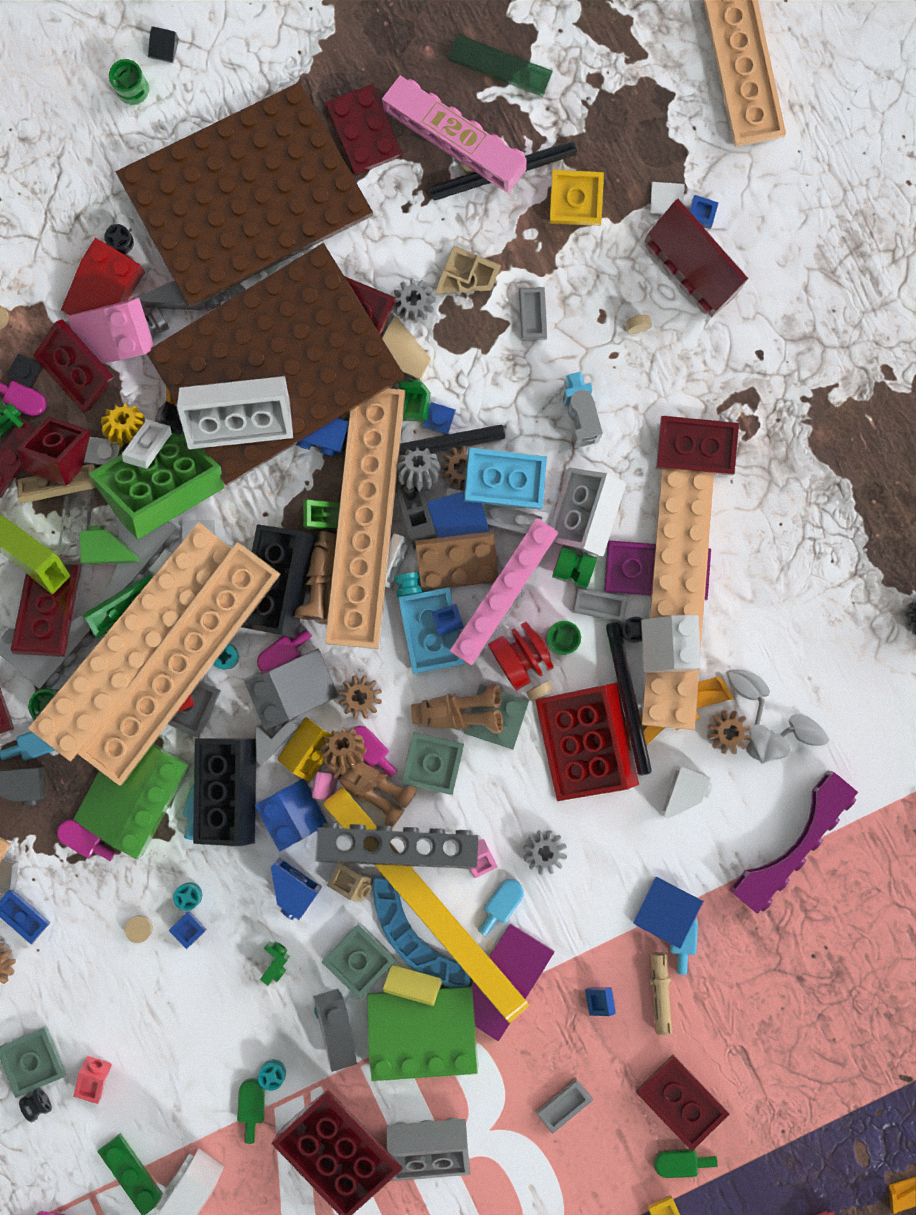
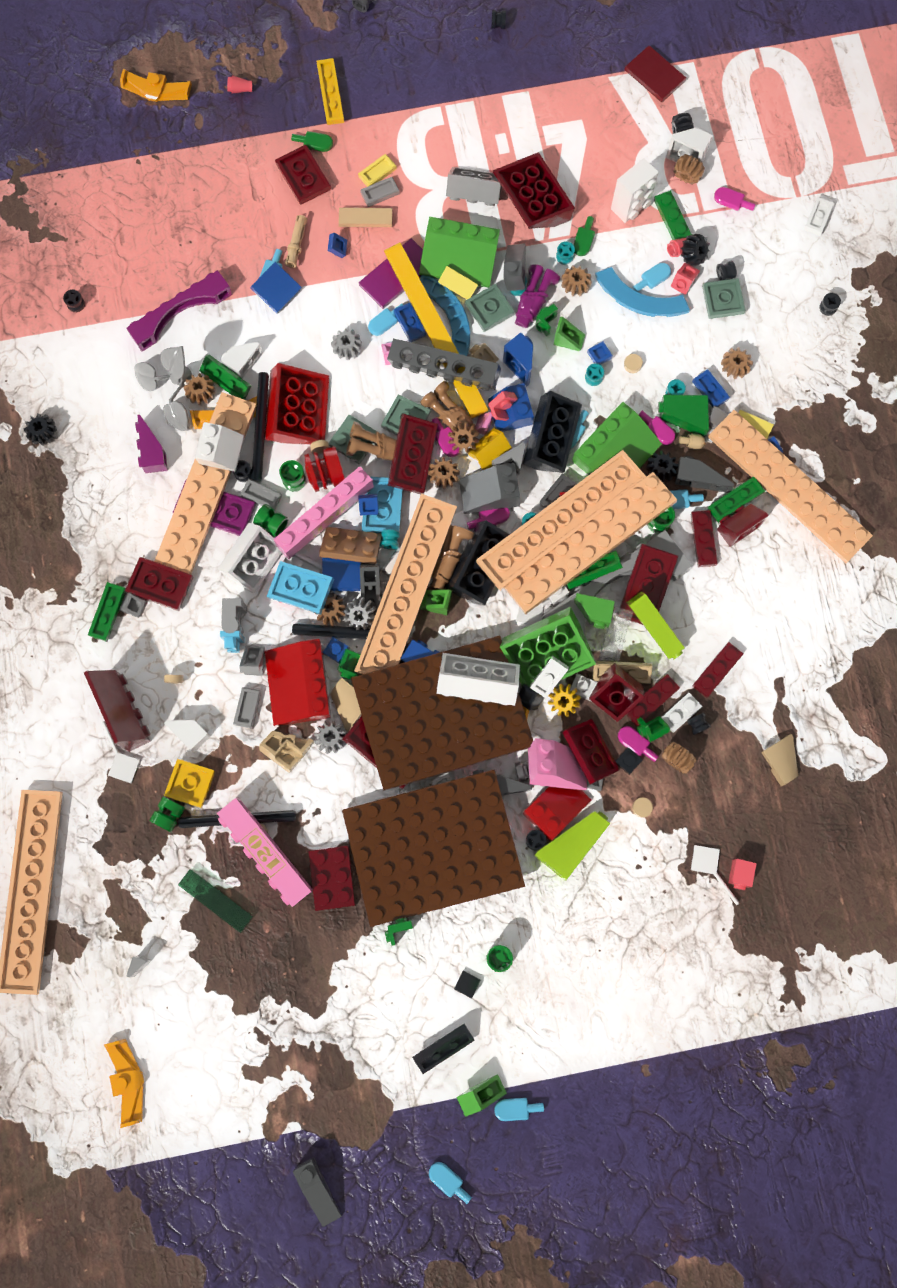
camera: 165 degrees left, 10 degrees down
(31, 833) = (693, 441): none -> tan cylinder
(47, 872) = (686, 412): none -> green slope
(61, 772) = (662, 460): none -> black gear
(67, 243) = (571, 847): none -> lime slope
(75, 900) = (676, 384): none -> teal wheel
(85, 1125) = (695, 249): none -> black gear
(111, 1127) = (674, 246): none -> coral cone
(138, 1071) = (654, 276): none -> medium azure piece
(151, 1025) = (638, 302): none -> dark azure tile
(237, 945) = (568, 335): none -> bright green slope
(238, 1039) = (581, 285): none -> medium nougat gear
(264, 87) = (401, 925): none -> green bracket
(300, 983) = (532, 301): none -> magenta piece
(304, 806) = (501, 403): none -> coral bracket
(408, 710) = (412, 454): none -> dark red tile
(465, 908) = (410, 322): none -> blue plate
(475, 360) = (297, 683): none -> red slope
(542, 373) = (252, 660): none -> light grey slope
(573, 1058) = (365, 217): none -> tan tile
(576, 1138) = (377, 170): none -> light yellow tile
(592, 145) = (163, 820): none -> green wheel
(597, 260) = (189, 732): none -> white slope
(698, 757) = (225, 377): none -> green plate
(704, 210) = (101, 748): blue plate -> none
(725, 408) = (132, 605): none -> light grey slope
(754, 390) = (107, 612): none -> green plate
(765, 625) = (152, 454): none -> magenta slope

